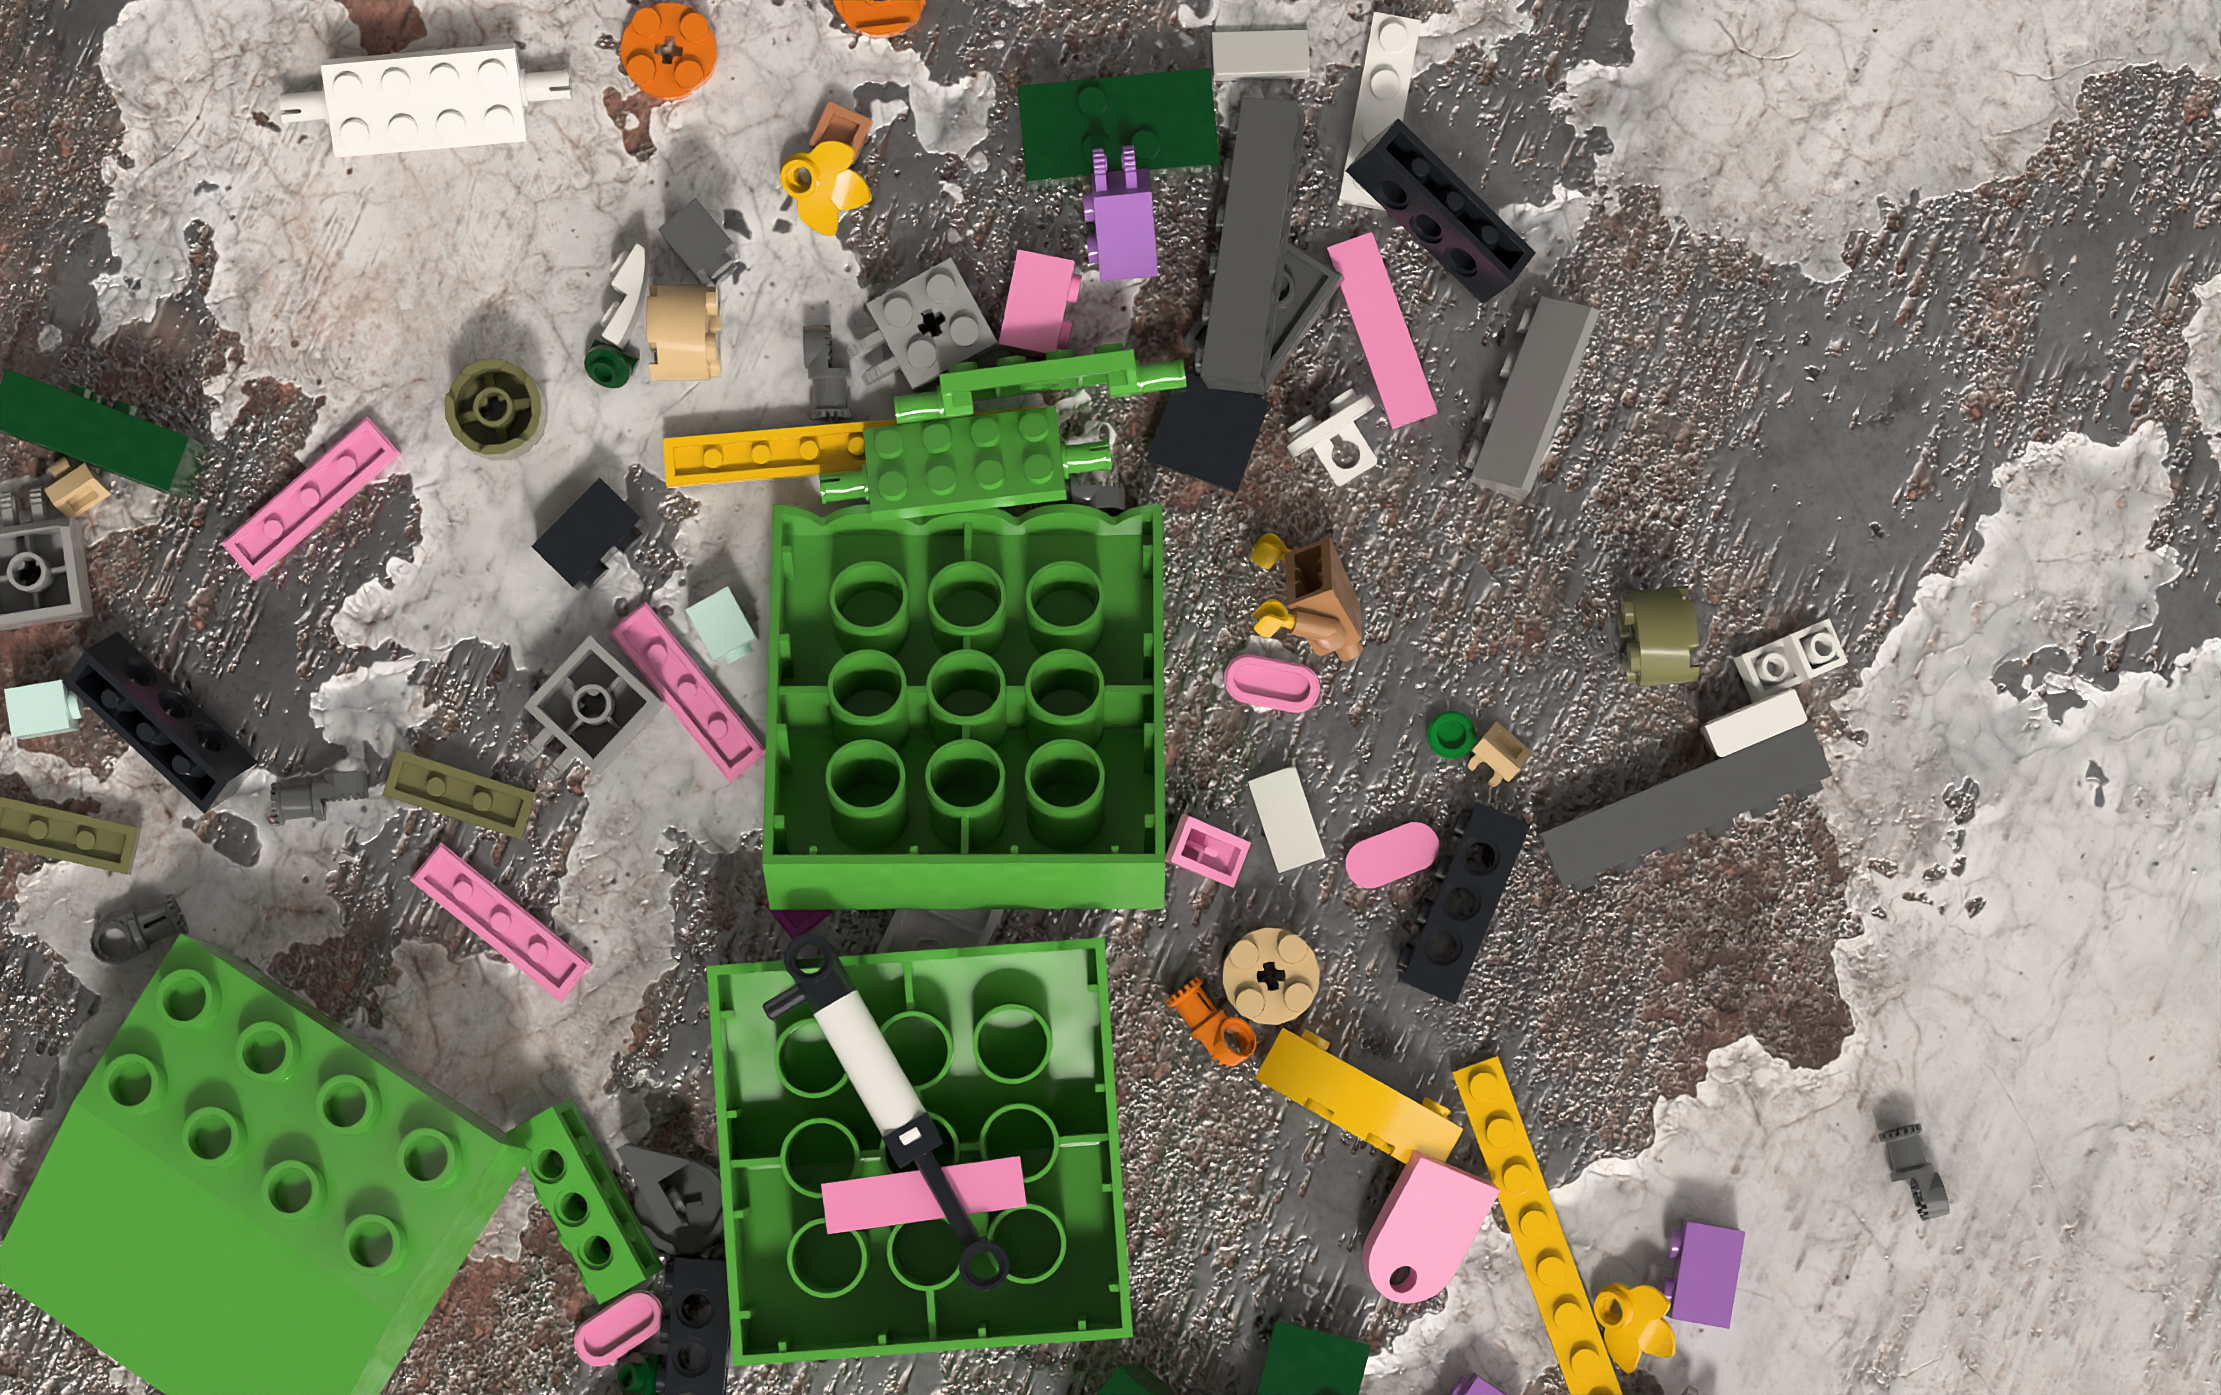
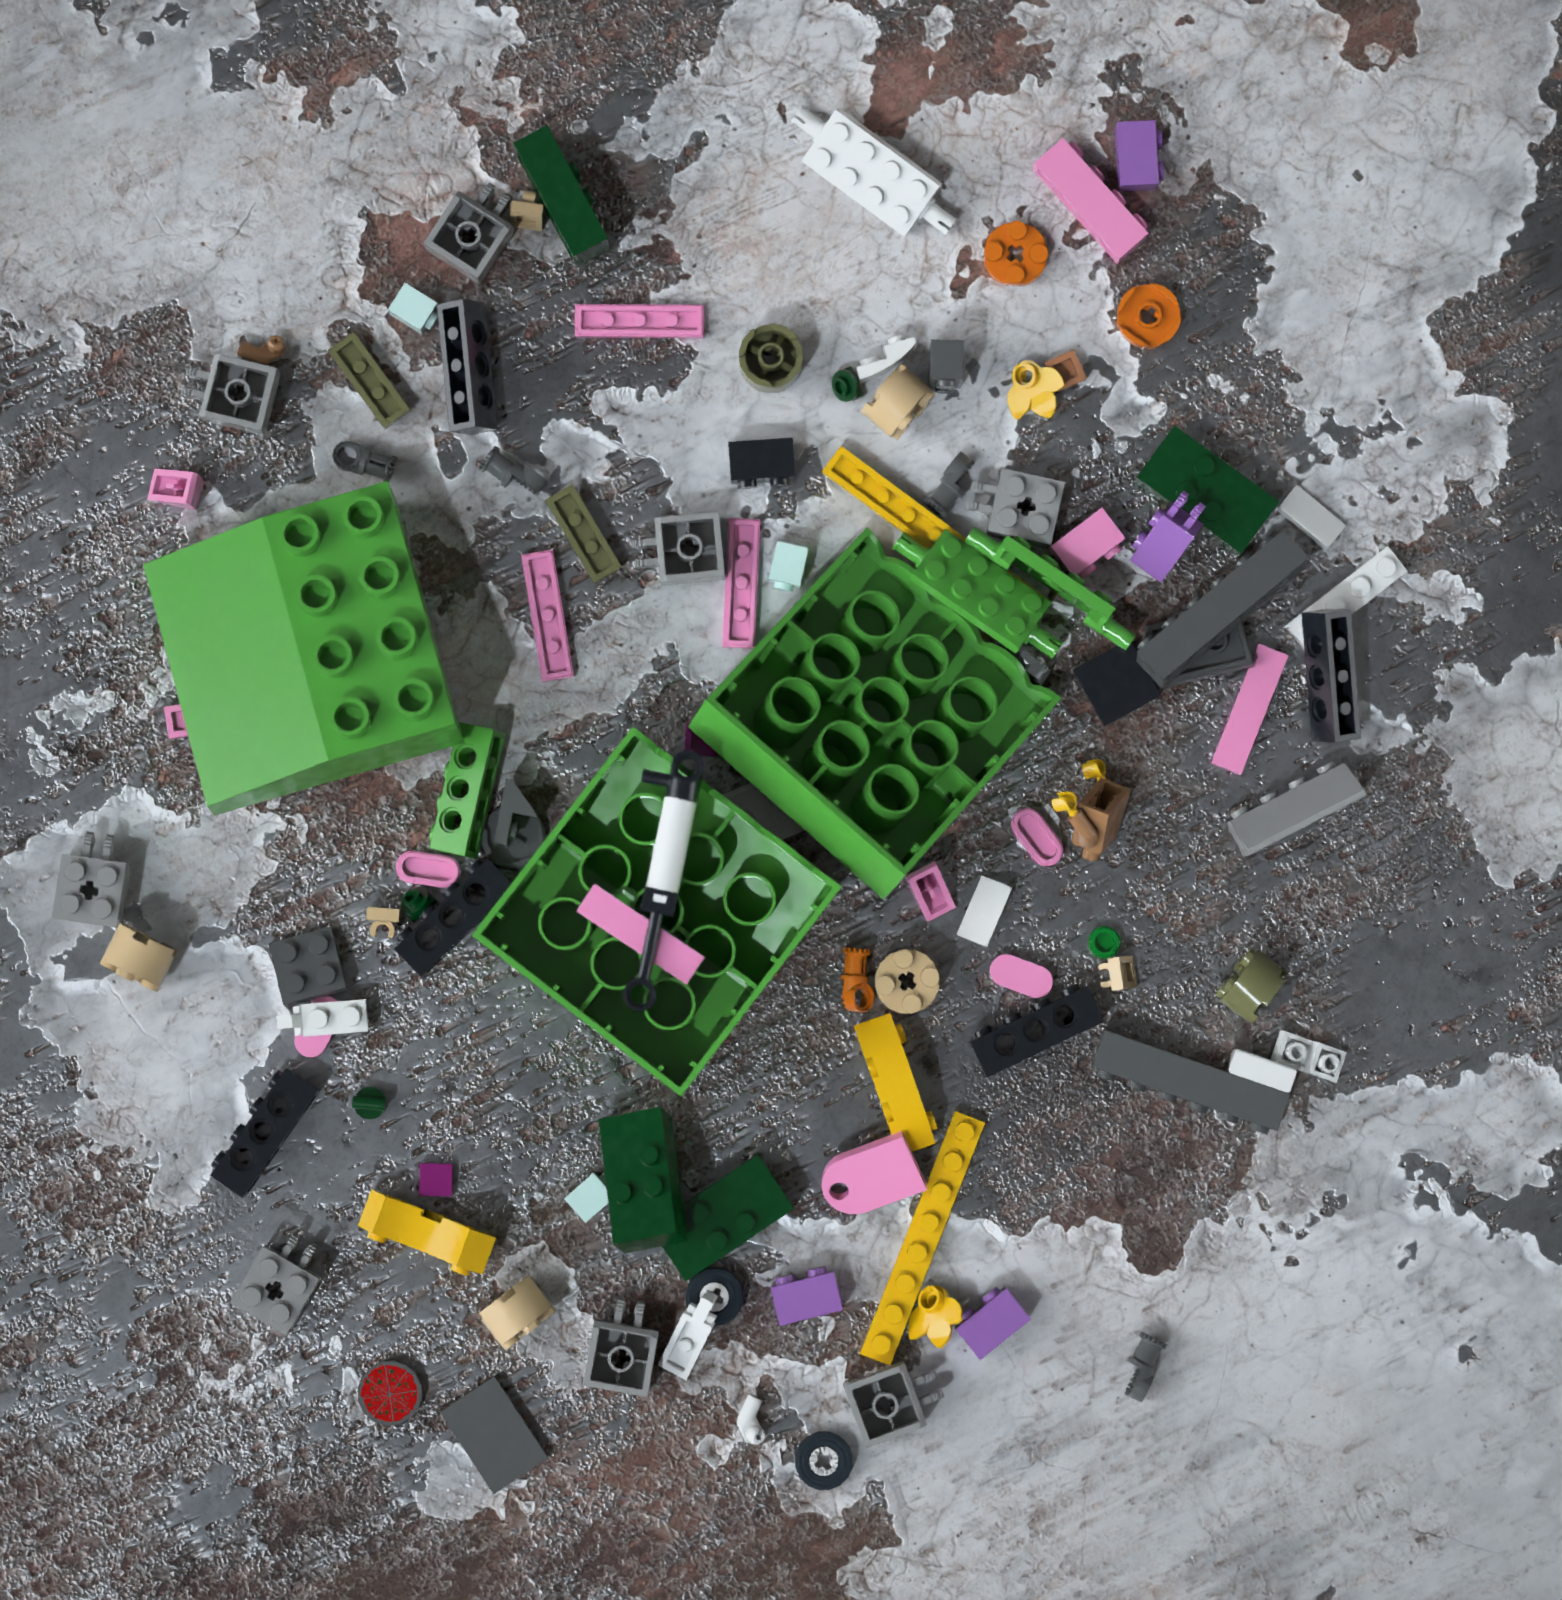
camera: 40 degrees right, 0 degrees up
(1317, 435) = (1170, 733): white bracket -> none

